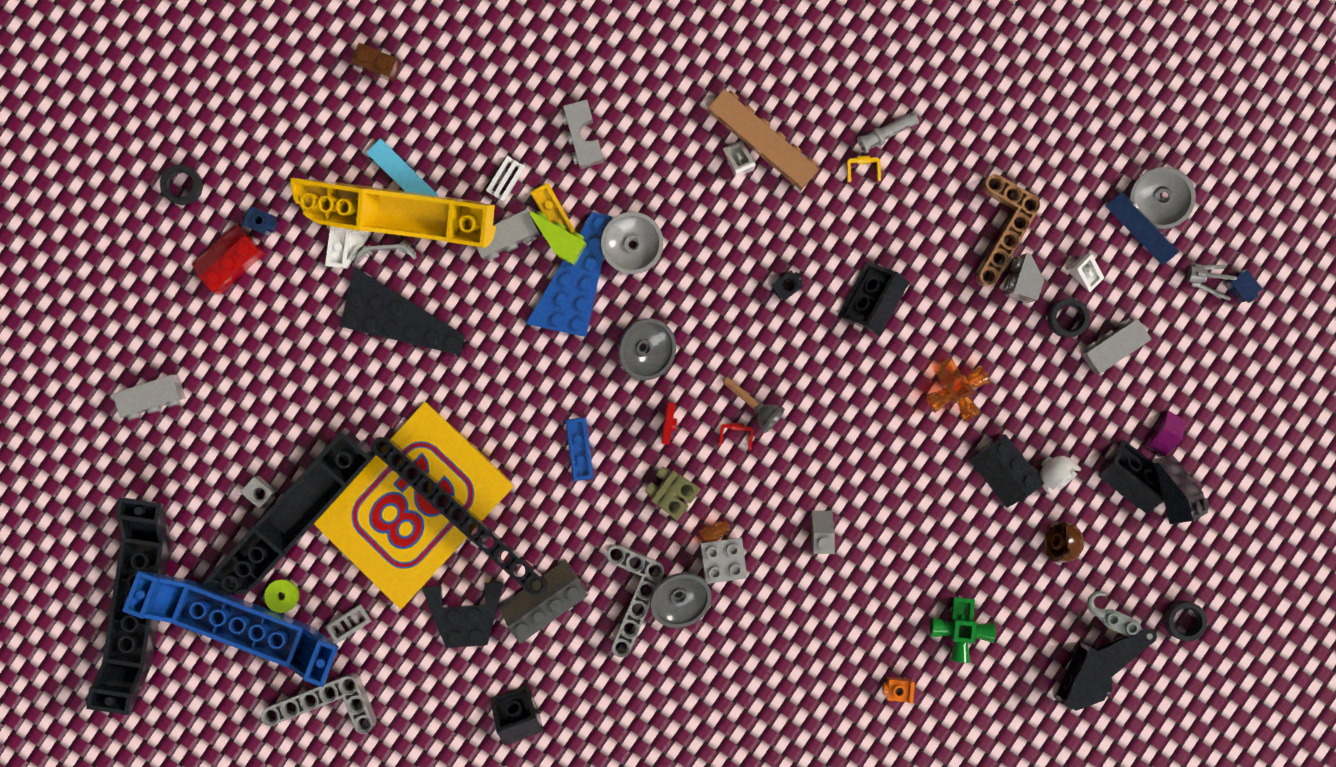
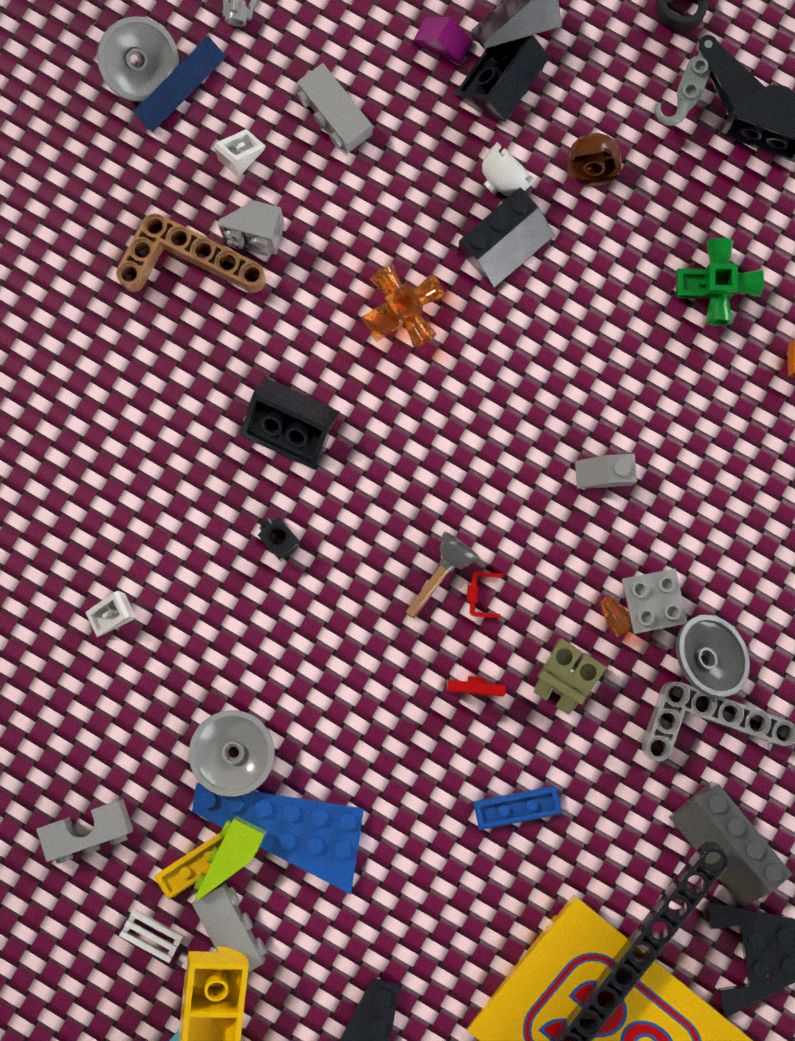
camera: 95 degrees left, 5 degrees down
(657, 349) = (376, 709): dark grey dish -> none
(762, 139) = (82, 583): medium nougat brick -> none
(863, 160) = (105, 448): yellow piece -> none
(880, 135) = (71, 427): light grey pin -> none
(1084, 318) = (301, 150): black tyre -> none

